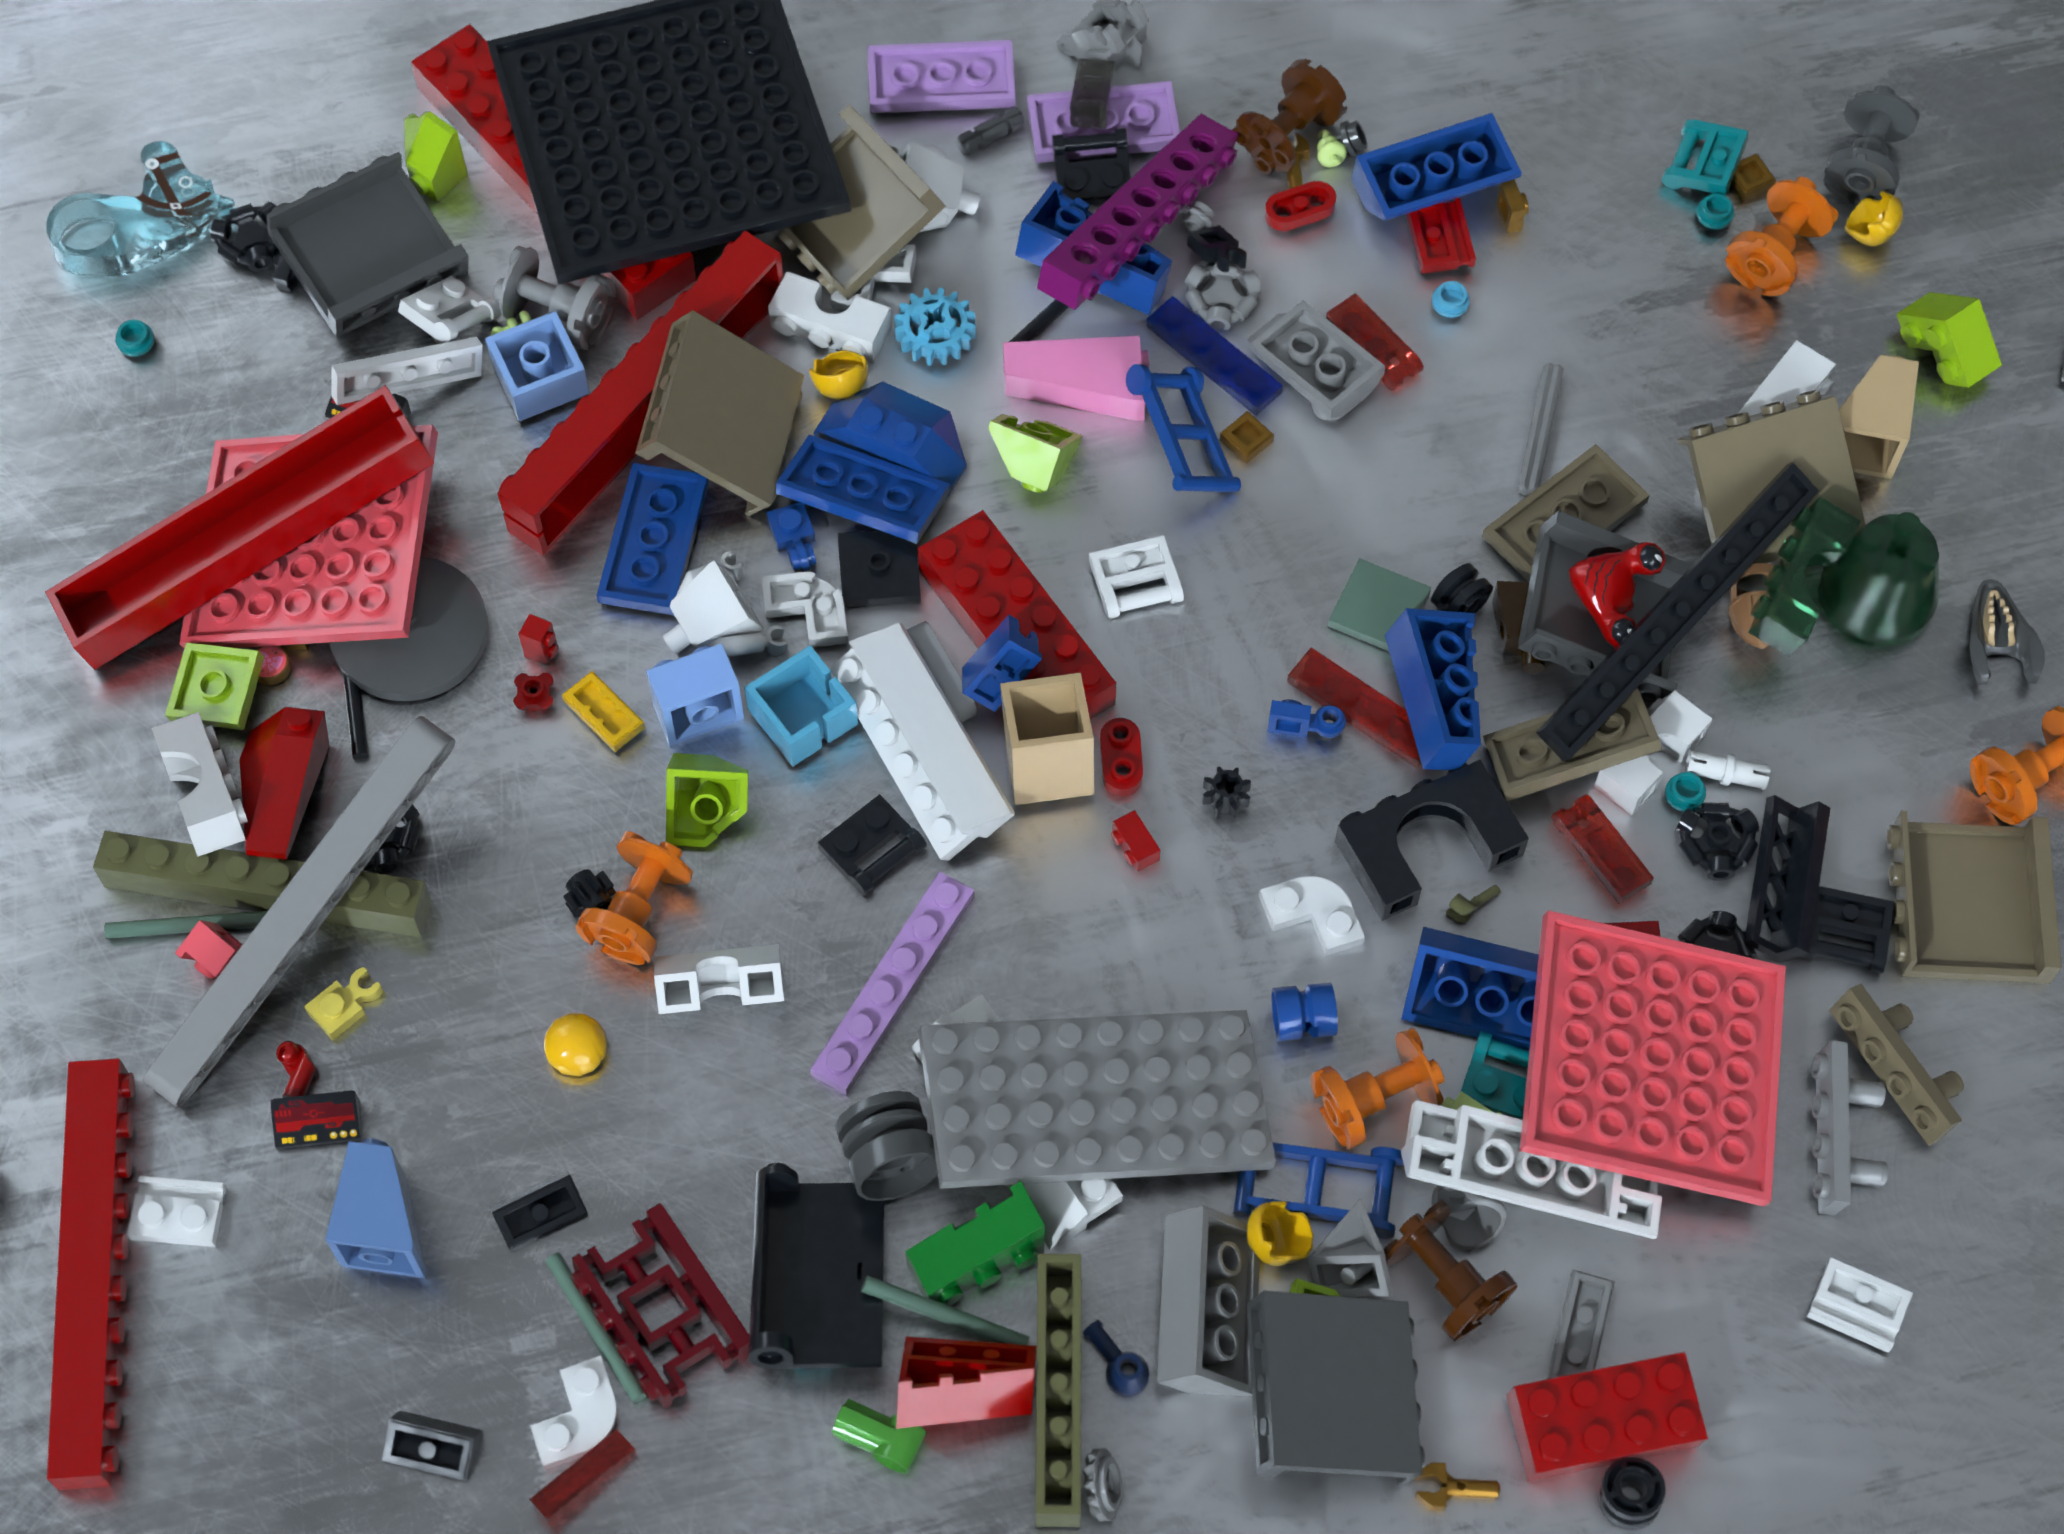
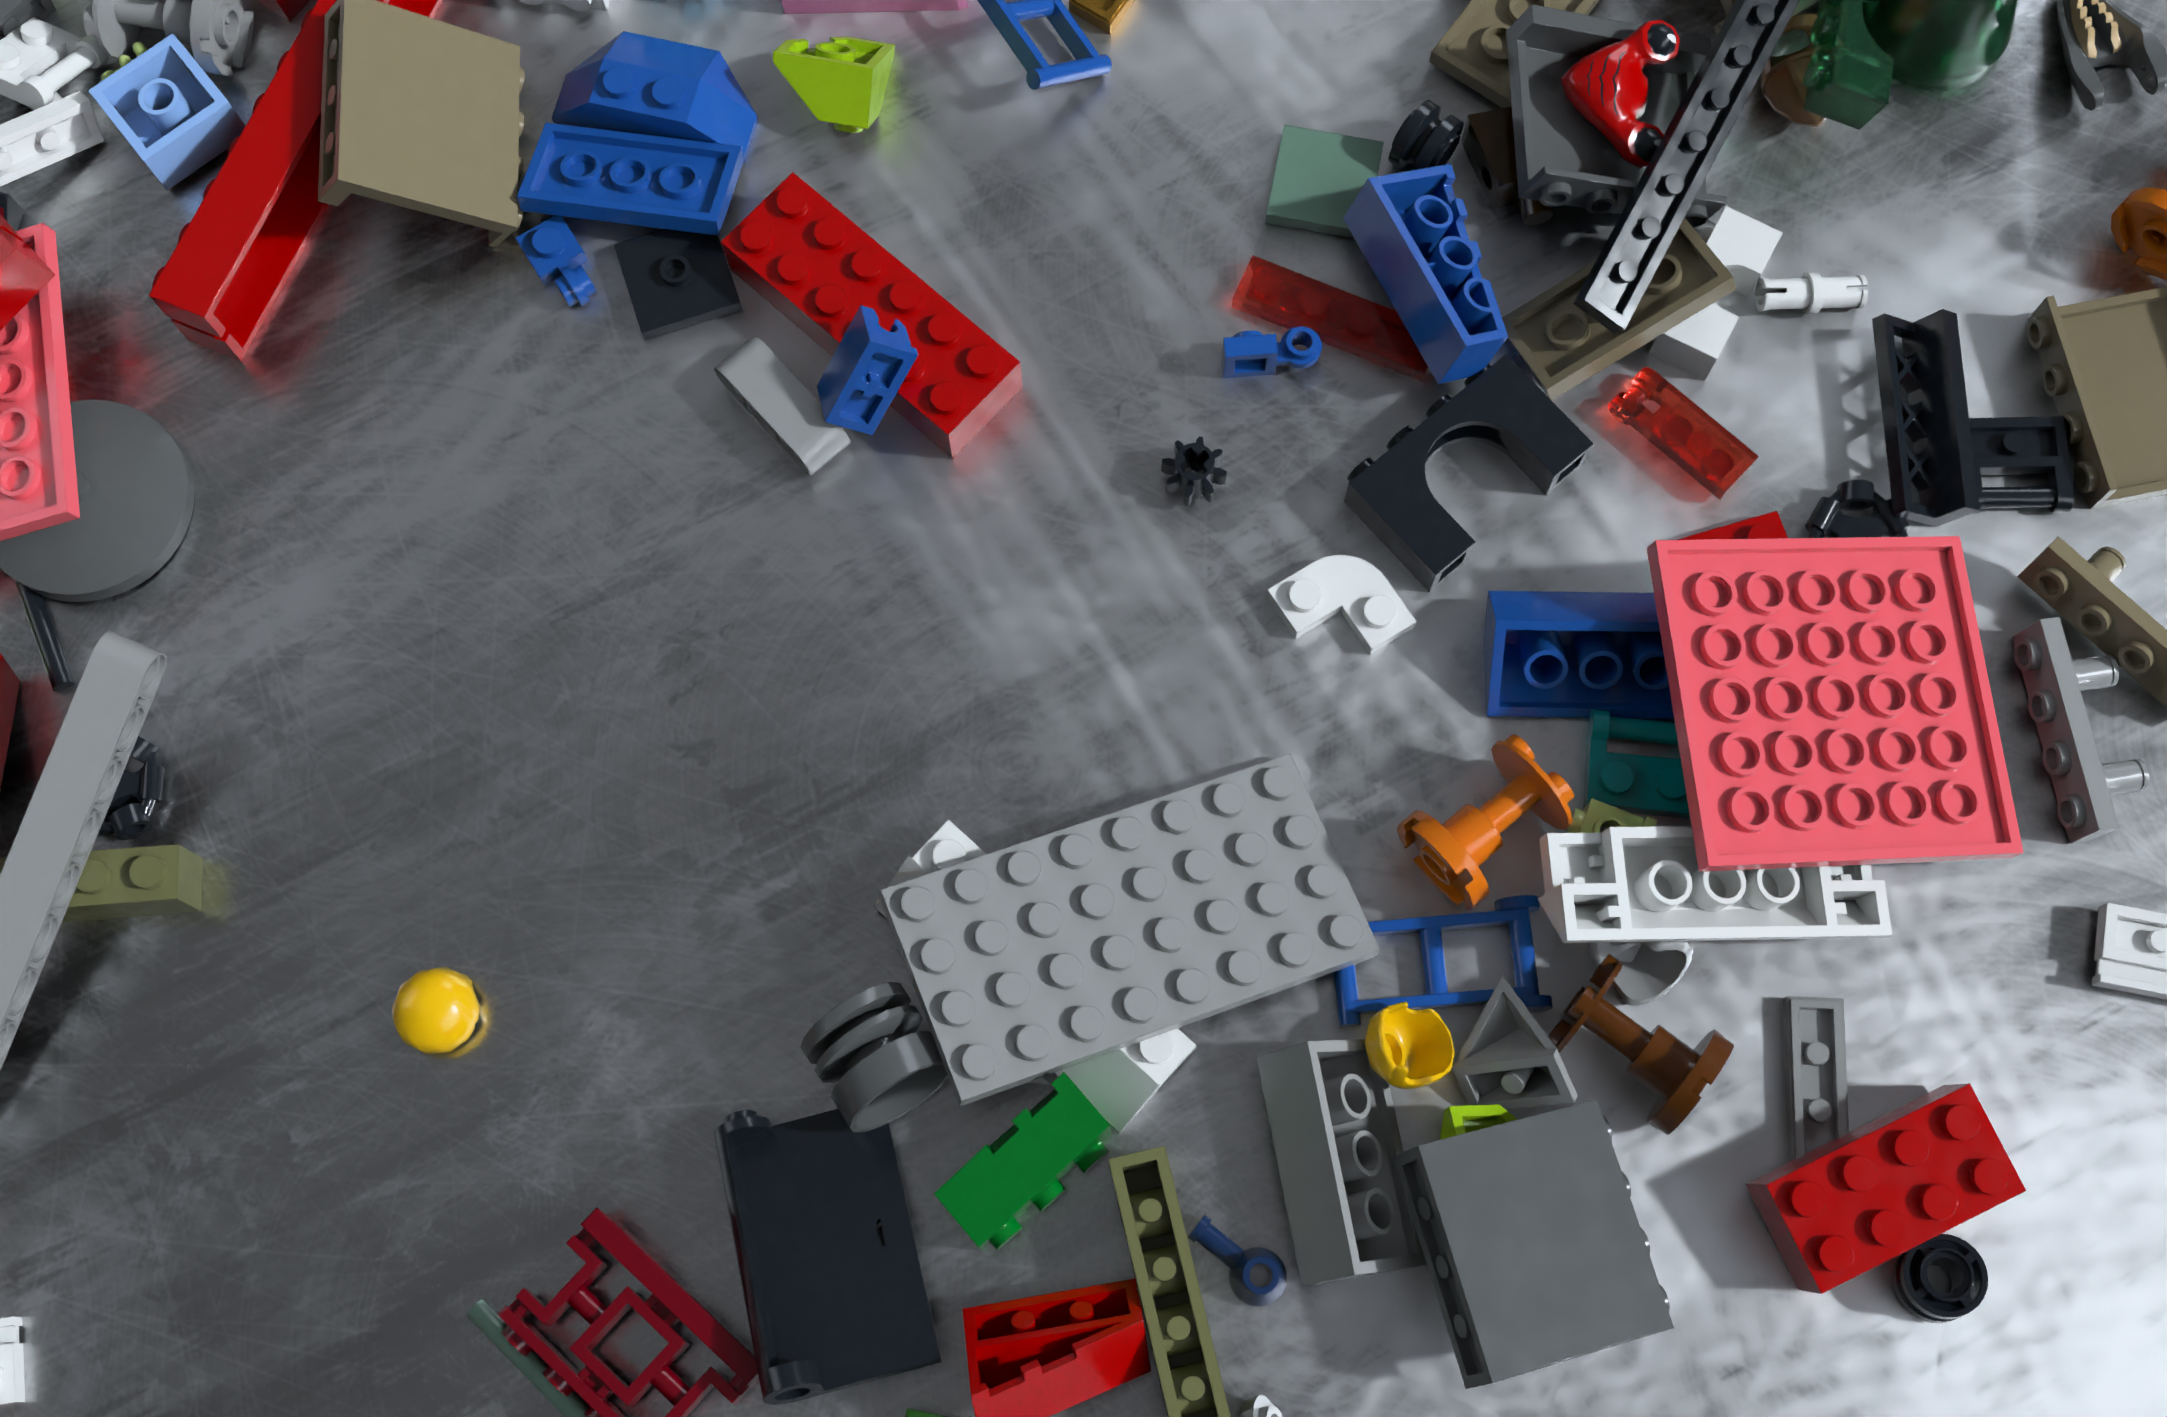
camera: 10 degrees left, 10 degrees up
(299, 1067) = (79, 1131): red arm -> none
(316, 1119) = (117, 1198): slope -> none
(340, 1007) = (113, 1035): light yellow plate -> none
(374, 1215) = (220, 1313): medium blue slope -> none
(537, 701) = (279, 557): red plate -> none
(538, 639) = (257, 477): red piece -> none
(538, 1209) = (439, 1246): black slope -> none
(588, 891) = (405, 805): black gear -> none
(603, 711) = (366, 552): yellow plate -> none
(624, 920) = (462, 818): orange piece -> none
(652, 538) = (376, 308): blue plate -> none
(690, 978) = (563, 888): white arch -> none
(695, 694) = (477, 503): light blue brick -> none
(703, 798) = (521, 639): lime slope -> none
(717, 612) = (483, 389): white torso -> none
(796, 705) = (616, 489): medium azure piece -> none
(811, 596) = (599, 336): white plate -> none
(840, 374) = (566, 34): yellow hair -> none
(863, 836) = (745, 637): black plate -> none
(892, 983) = (828, 827): lavender plate -> none
(921, 740) = (787, 496): white slope -> none
(942, 1312) = (1004, 1262): sand green bar -> none
(1048, 738) = (951, 456): tan slope -> none
(1121, 754) = (1048, 452): red plate -> none
(1134, 565) = (1002, 200): white plate -> none
(1135, 840) = (1094, 562): red piece -> none
(1304, 1011) = (1367, 739): blue wheel -> none
(1452, 1487) = (1712, 1324): pearl gold bar -> none
(1463, 909) = (1528, 552): olive hand -> none
(1685, 791) = (1766, 334): teal plate -> none
(1719, 838) = (1823, 384): black piece -> none

